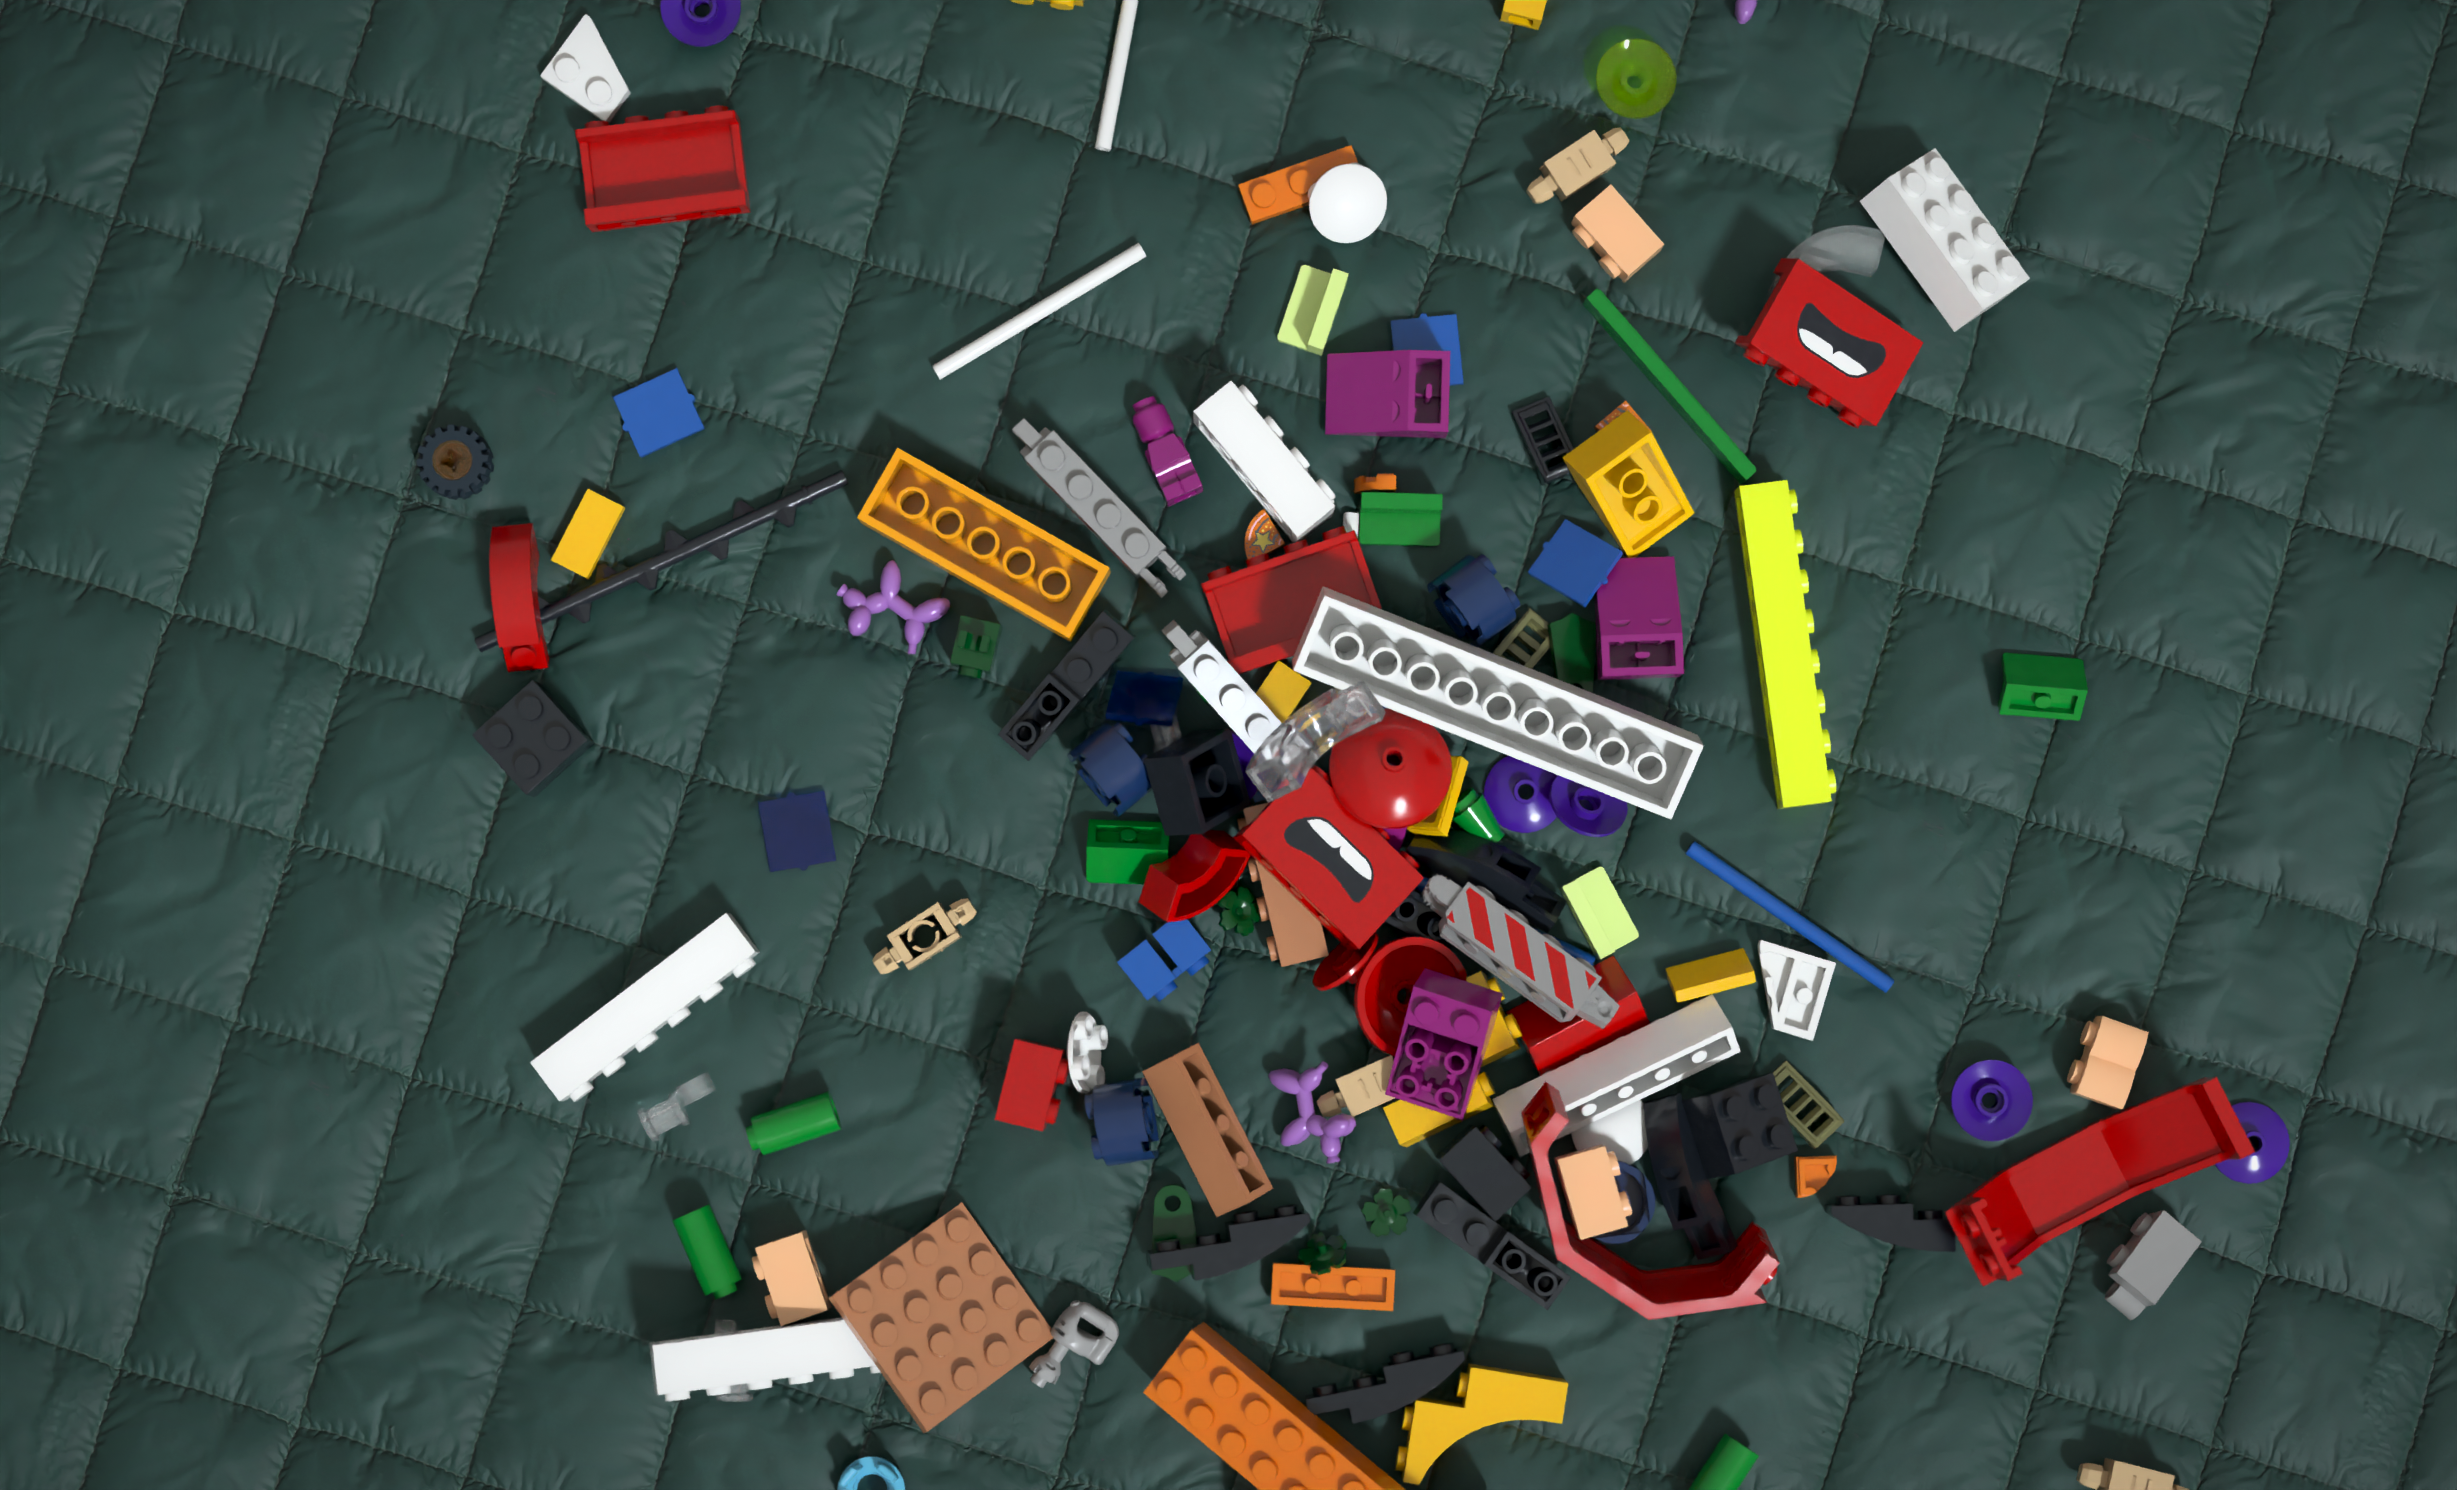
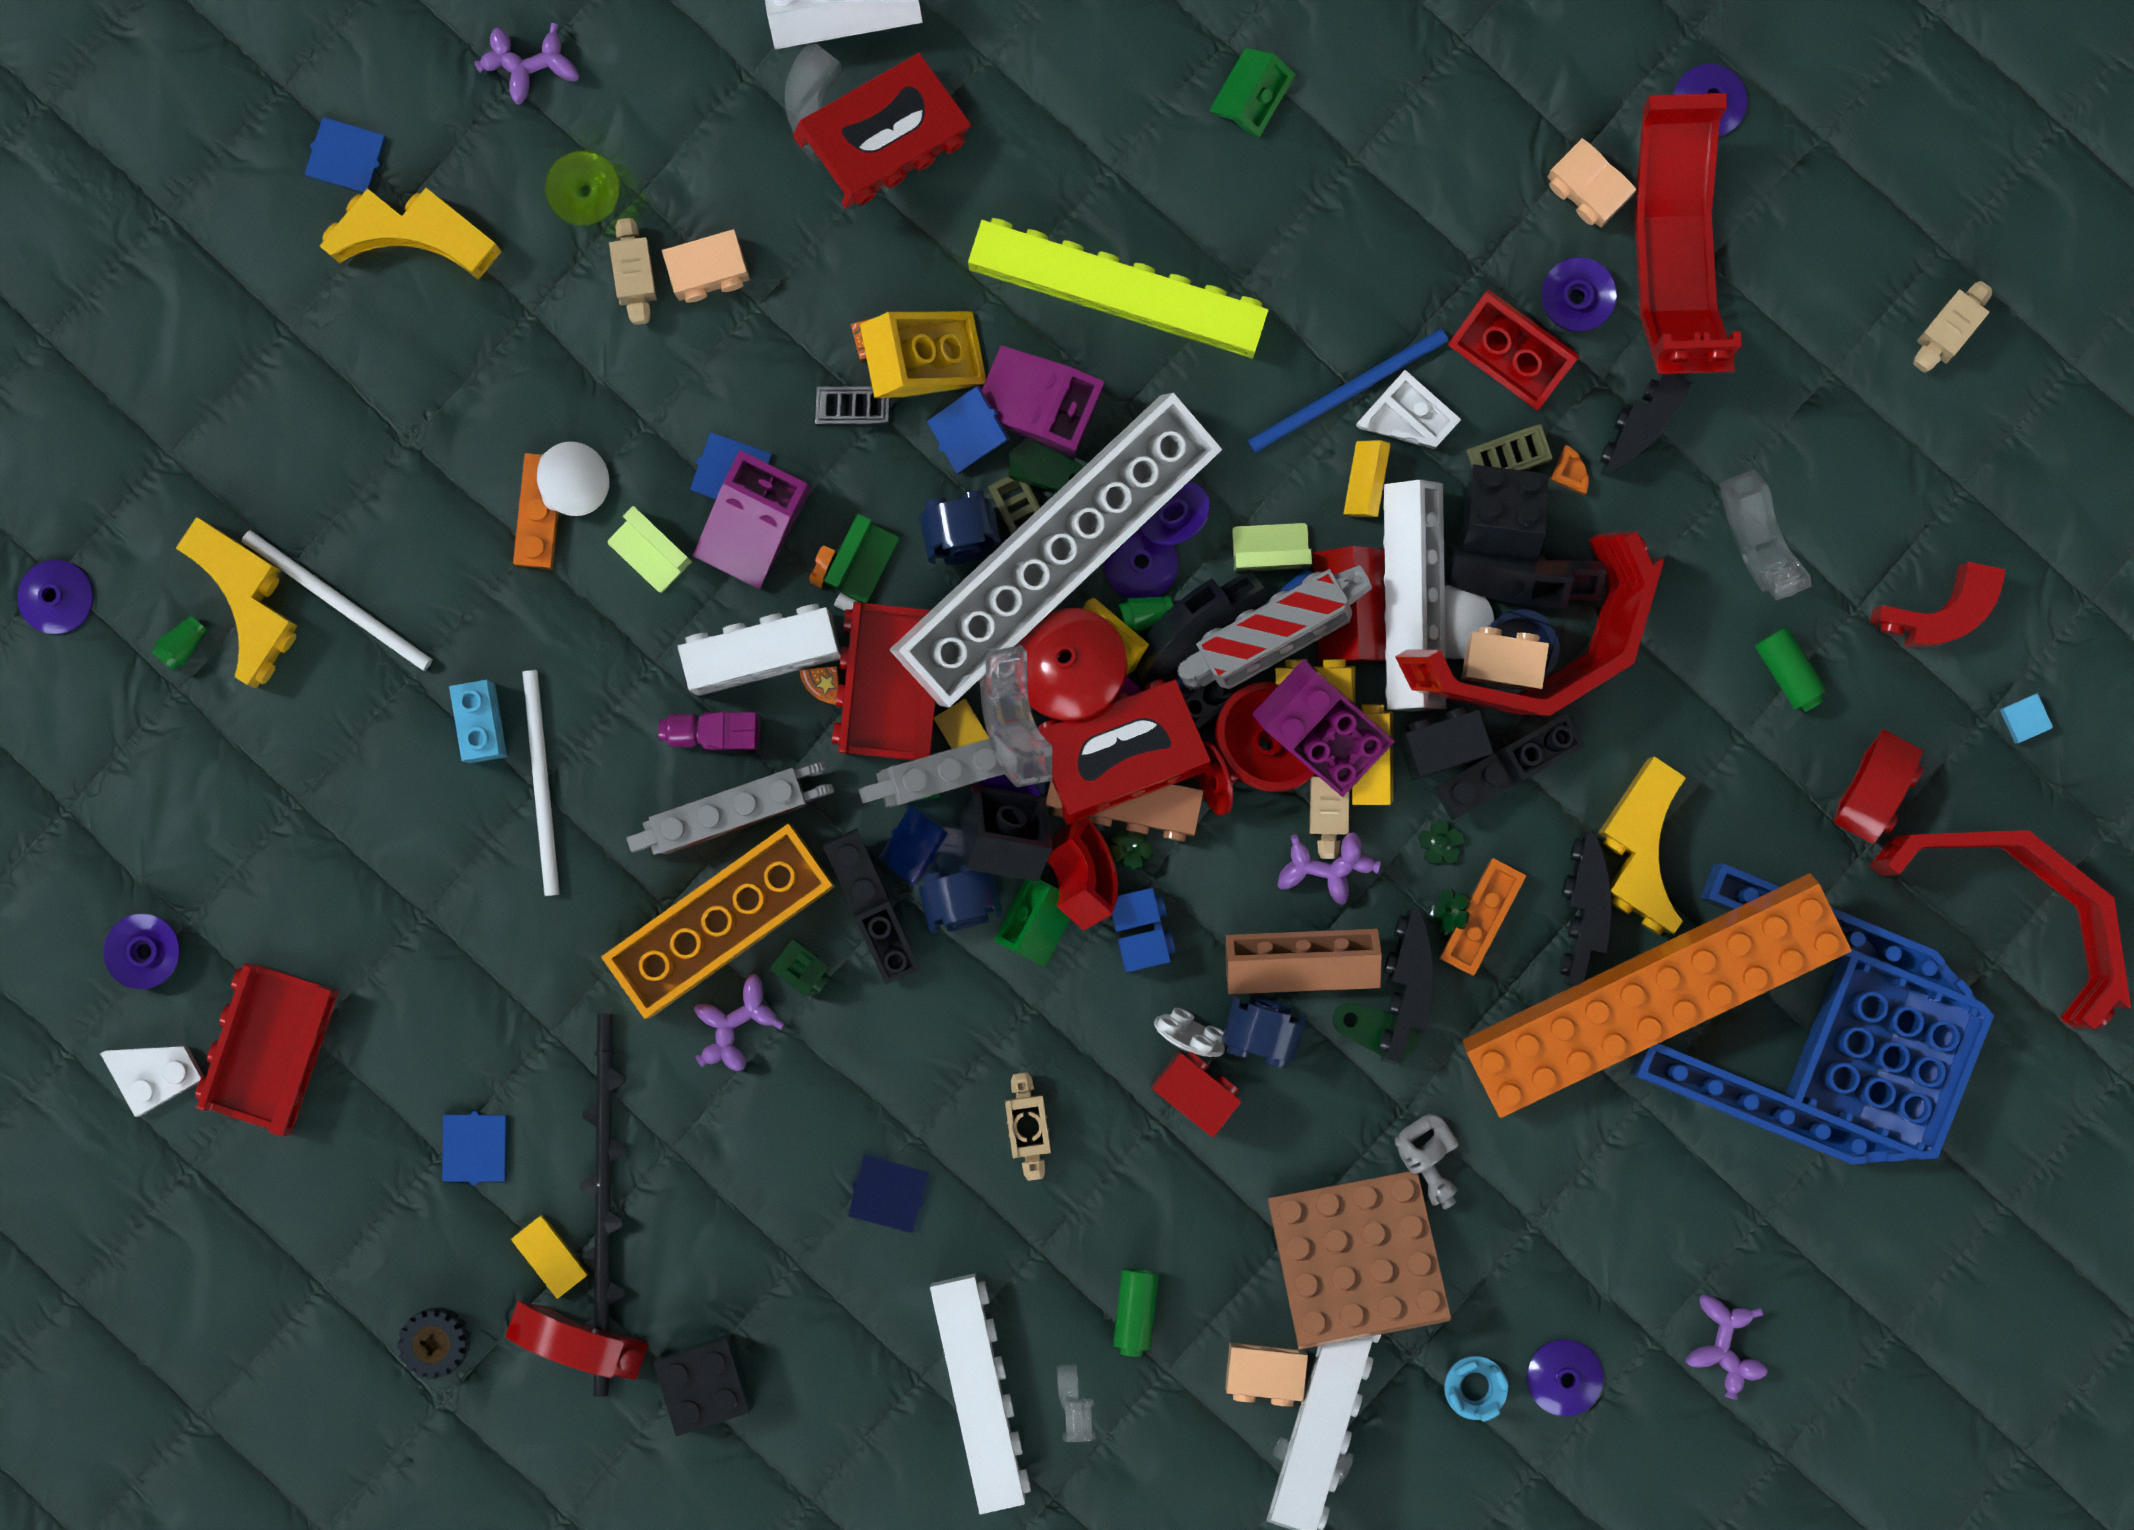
camera: 60 degrees left, 0 degrees up
(708, 1252) = (1211, 1435): green brick -> none
(1070, 223) = (478, 721): none -> medium azure brick
(1669, 386) = (856, 281): green tile -> none
(1834, 1389) = (1759, 538): none -> clear arch
(1905, 1060) = (1513, 350): none -> red slope
(2148, 1262) = (1772, 228): light grey hinge -> none

